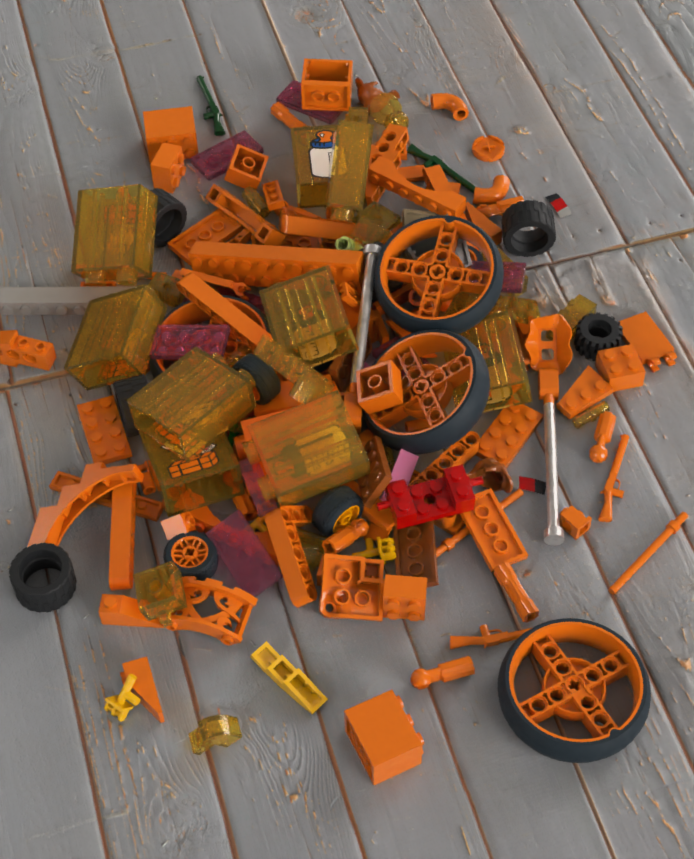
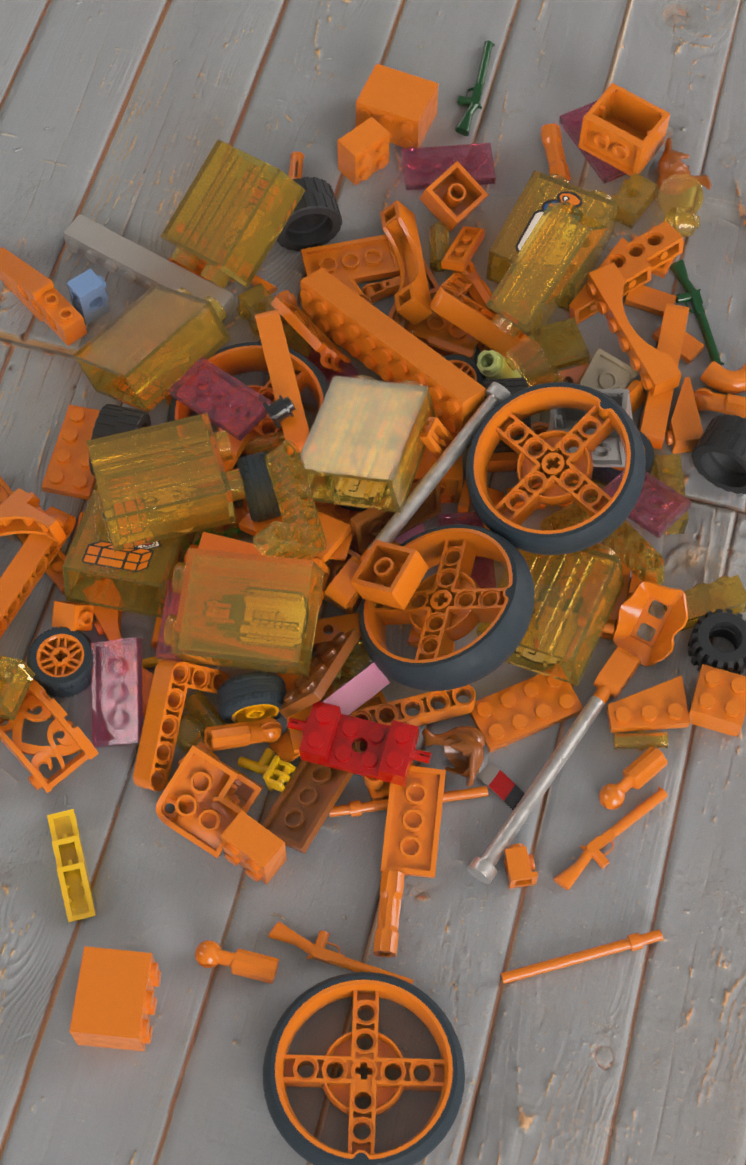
camera: 30 degrees right, 10 degrees up
(44, 328) = (89, 295): none -> medium blue brick
(239, 325) = (280, 410): none -> black brick

